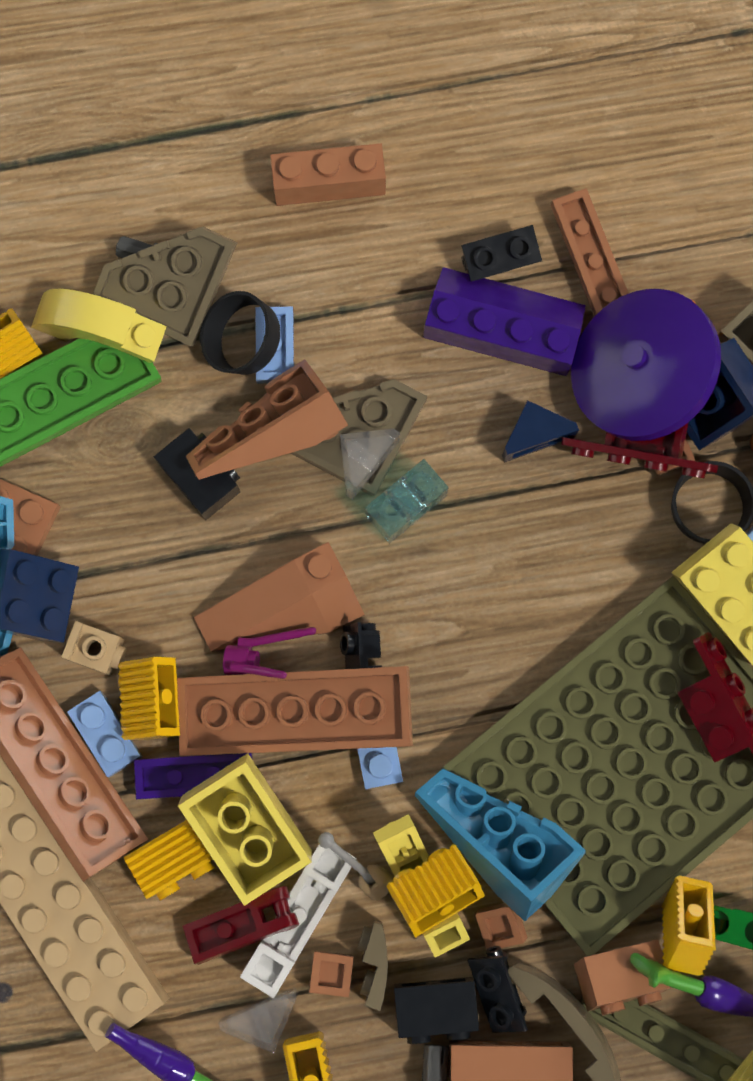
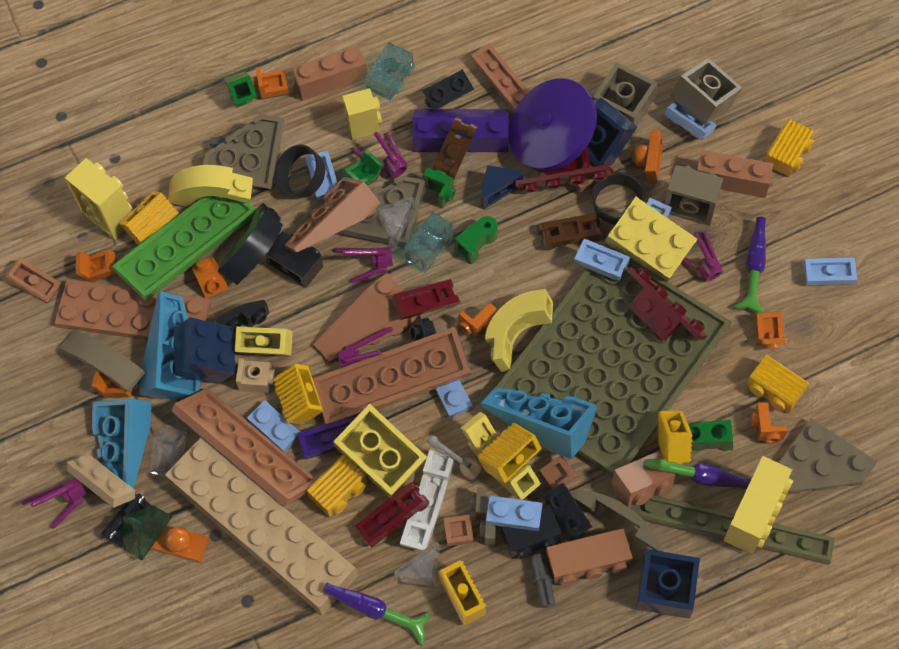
camera: 10 degrees left, 15 degrees down
(65, 466) = (209, 277): none -> orange bracket
(112, 547) = (250, 313): none -> black slope
(118, 600) = (263, 341): none -> light yellow brick
(143, 439) = (252, 246): none -> black arch
(184, 165) = (240, 88): none -> green brick
(234, 167) = (270, 83): none -> orange bracket
(327, 502) = (380, 256): none -> magenta plant
(337, 355) = (365, 170): none -> green bracket
(359, 261) = (362, 113): none -> light yellow brick
(375, 599) = (425, 299): none -> dark red plate
(386, 354) = (393, 163): none -> magenta plant
(417, 983) = (514, 513): none -> light blue plate
(427, 175) = (391, 59): none -> clear light blue brick
(449, 404) = (441, 183): none -> green bracket
(457, 652) = (479, 323): none -> orange bracket
(485, 359) = (455, 147): none -> reddish brown plate
(488, 505) = (475, 237): none -> green leg
(496, 664) = (513, 318): none -> light yellow arch
(625, 537) = (570, 231): none -> reddish brown plate
(659, 606) = (601, 260): none -> light blue plate

